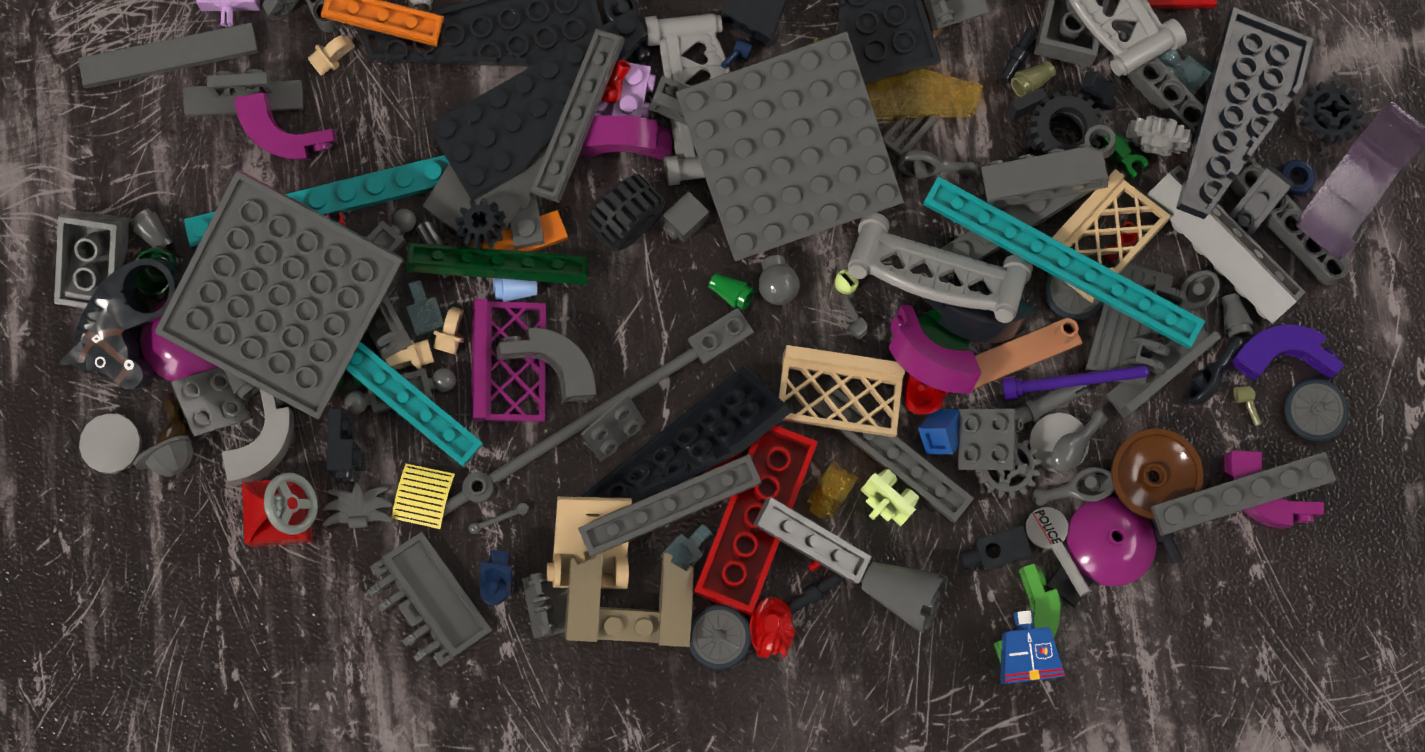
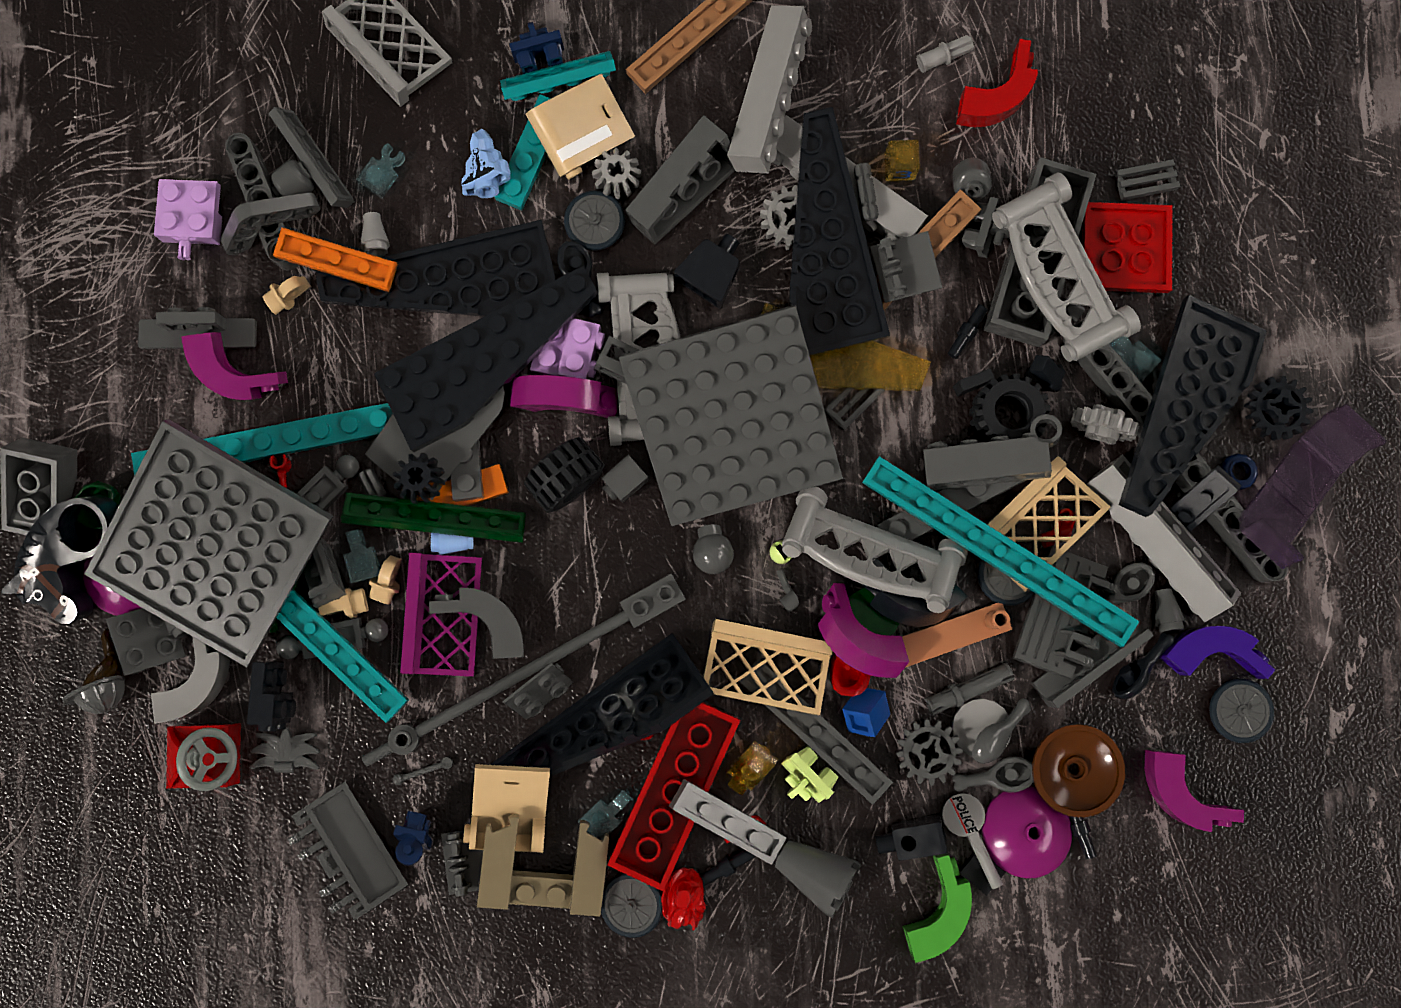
camera: 10 degrees right, 5 degrees up
(110, 443) = (47, 674): light grey tile -> none
(150, 229) = (98, 462): dark grey cone -> none
(168, 55) = (126, 286): dark grey tile -> none
(422, 496) = (348, 744): light yellow sticker -> none
(577, 115) = (521, 373): dark grey tile -> none
(614, 87) = (560, 343): red arm -> none
(669, 505) = (586, 780): dark grey plate -> none
(733, 291) = (667, 556): green cone -> none
(741, 49) = (691, 310): dark blue hand -> none
(926, 164) = (866, 438): dark grey piece -> none
(987, 439) = (911, 726): dark grey hinge -> none
(1015, 387) = (942, 671): dark purple piece -> none
(1029, 652) = (937, 951): blue torso -> none
(1032, 78) = (980, 357): olive cone -> none
(1122, 156) = (1067, 440): green plate -> none
(1243, 493) = (1164, 798): dark grey plate -> none
(1247, 395) = (1172, 690): olive hand -> none

